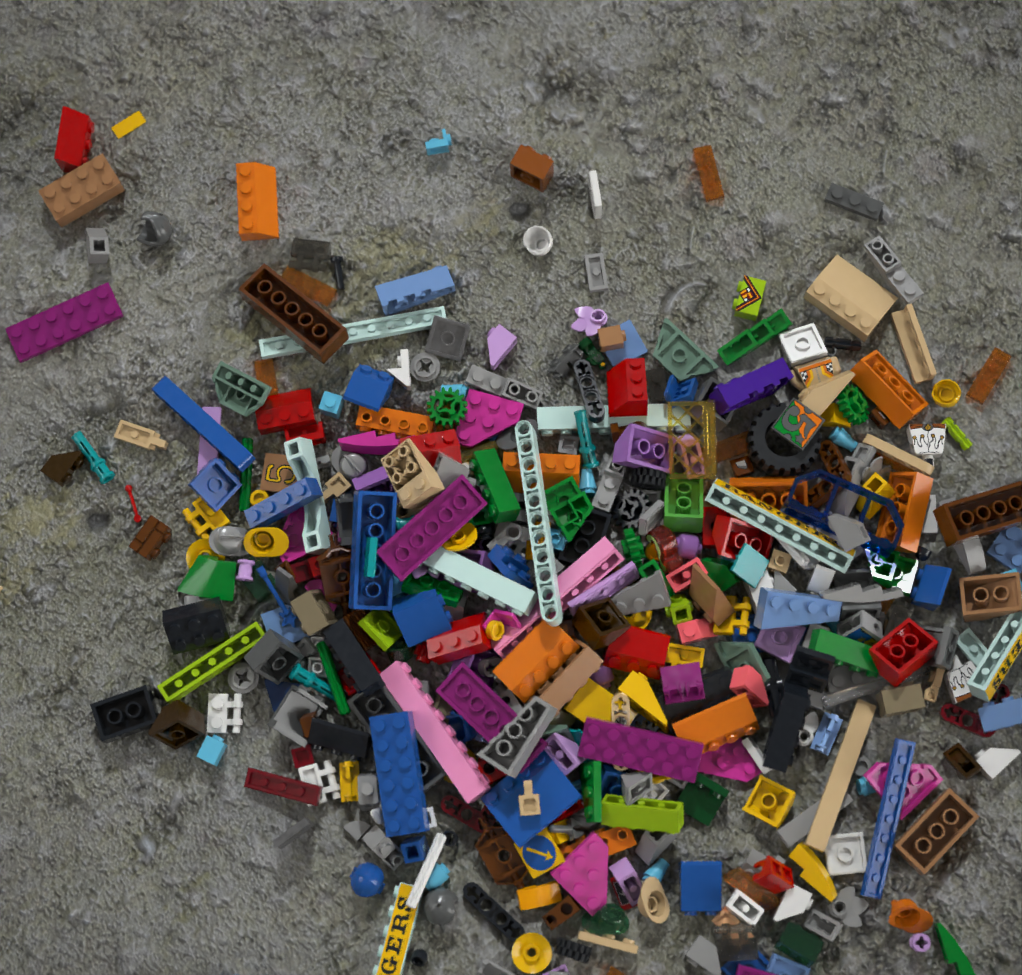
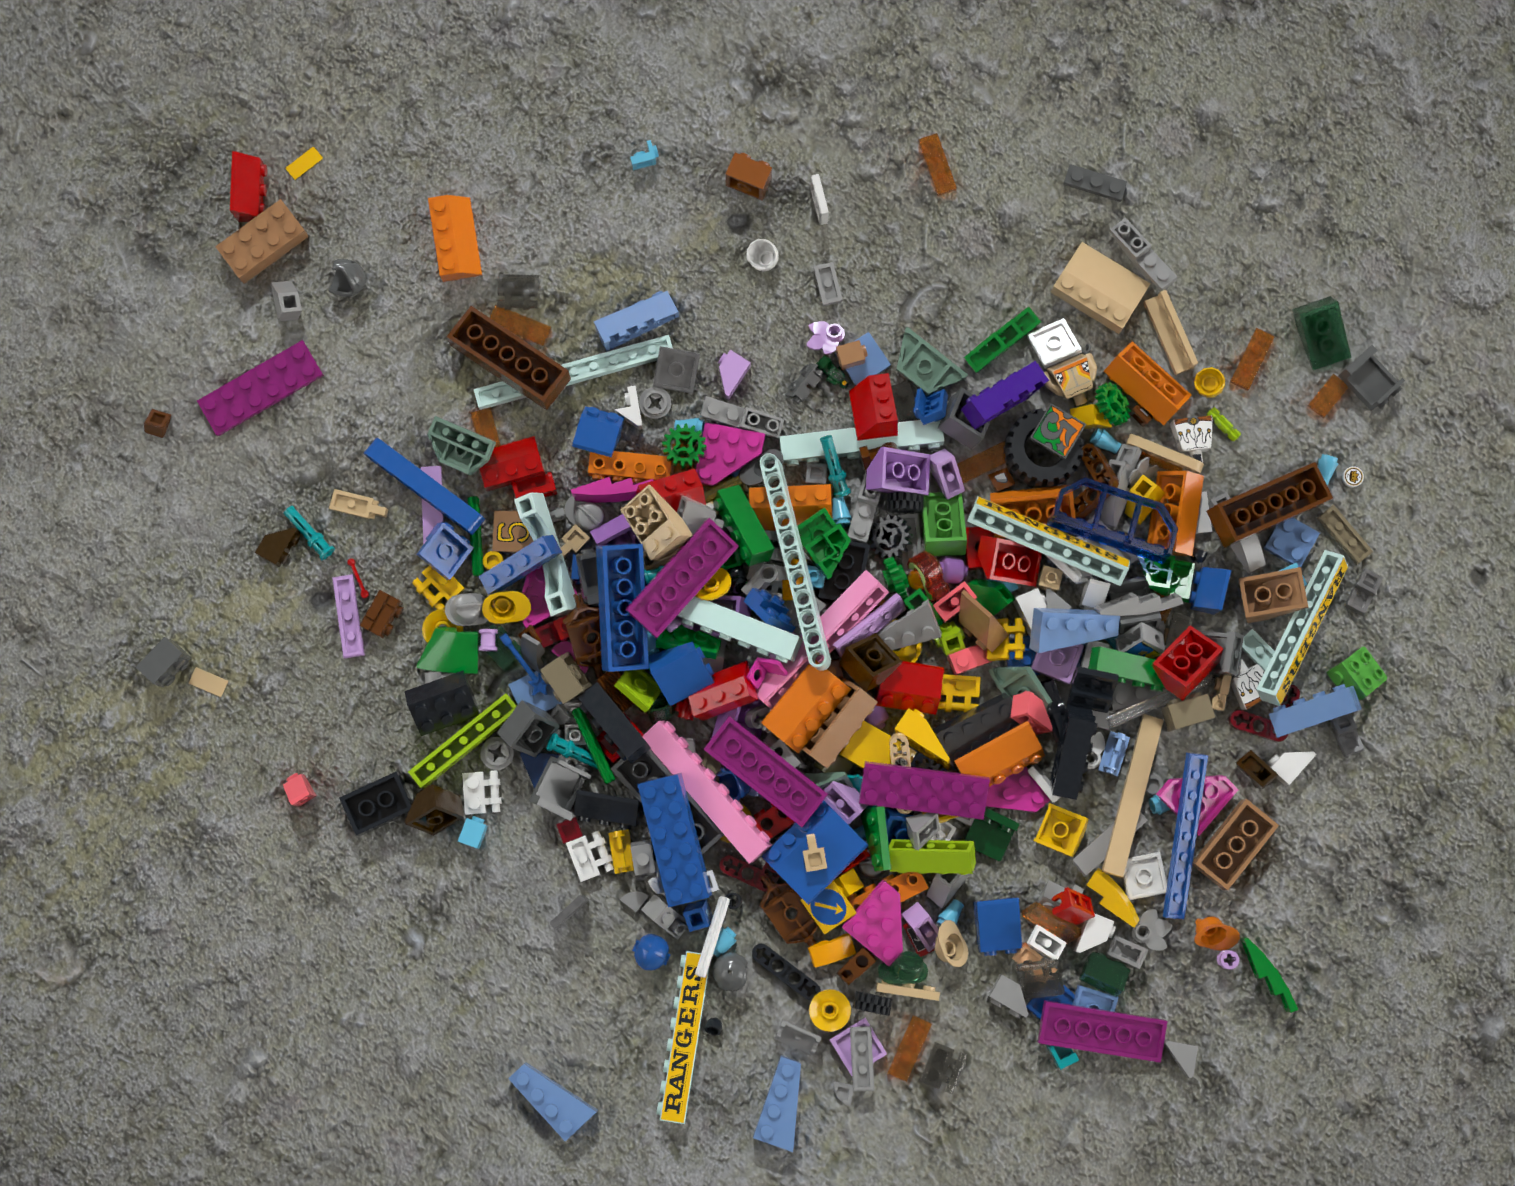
camera: 15 degrees left, 5 degrees up
(54, 694) = (298, 790): none -> coral slope
(120, 538) = (348, 616): none -> lavender tile
(283, 786) = (552, 863): dark red tile -> none
(305, 722) = (570, 794): reddish brown slope -> none
(331, 404) = (559, 453): medium azure brick -> none
(338, 271) = (548, 295): black piece -> none
(370, 556) = (622, 615): teal tile -> none
(494, 630) = (760, 680): yellow tile -> none
(519, 737) = (796, 794): light grey wedge -> none
(571, 823) = (849, 880): dark grey bar -> none
(591, 390) = (835, 413): black beam -> none
(651, 517) = (912, 544): light grey tile -> none
(682, 683) = (961, 716): magenta hinge -> none
(708, 434) = (966, 456): clear yellow fence -> none
(749, 299) = (993, 298): lime brick -> none
(749, 565) = (1020, 586): piece -> none
(822, 394) = (1079, 397): tan slope -> none
(844, 344) = (1096, 338): black axle -> none
(849, 531) = (1121, 541): light grey slope -> none

